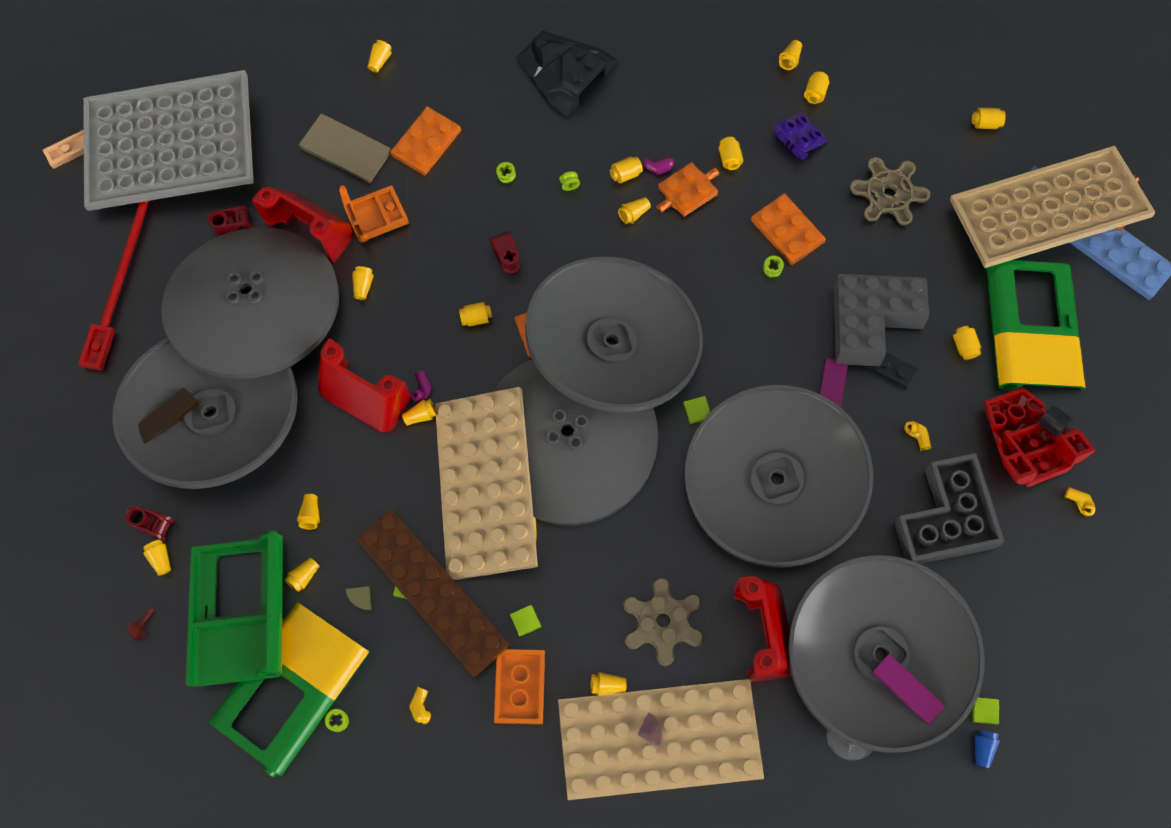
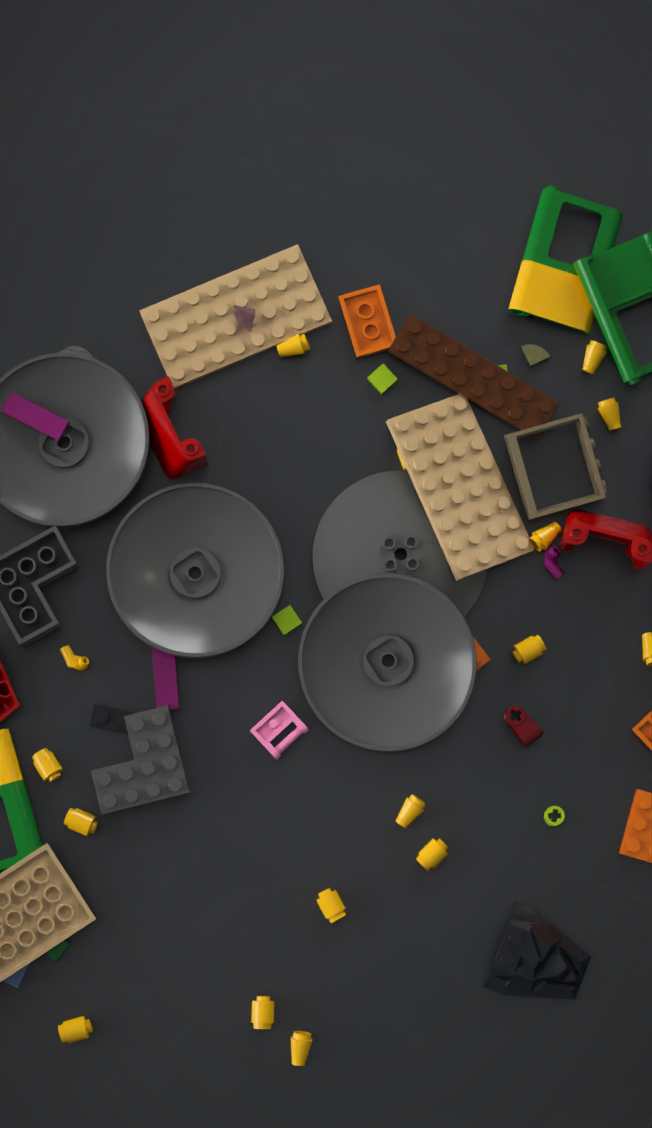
camera: 160 degrees right, 10 degrees up
(337, 712) = (511, 241): lime bush -> none
(368, 434) = (593, 466): none -> dark tan window
(417, 708) = (450, 278): yellow arm -> none
(569, 181) = (485, 823): lime bush -> none
(660, 166) = (400, 869): magenta arm -> none
(663, 637) = (267, 430): dark tan plate -> none
(687, 189) = (363, 852): orange plate -> none
(738, 317) = (274, 724): none -> bright pink plate
(775, 260) = (261, 792): lime bush -> none
(788, 229) = (250, 839): orange plate -> none
(799, 135) = (265, 952): dark purple hinge -> none
(899, 182) = (143, 916): dark tan plate -> none
(945, 284) = (81, 821): none -> yellow brick

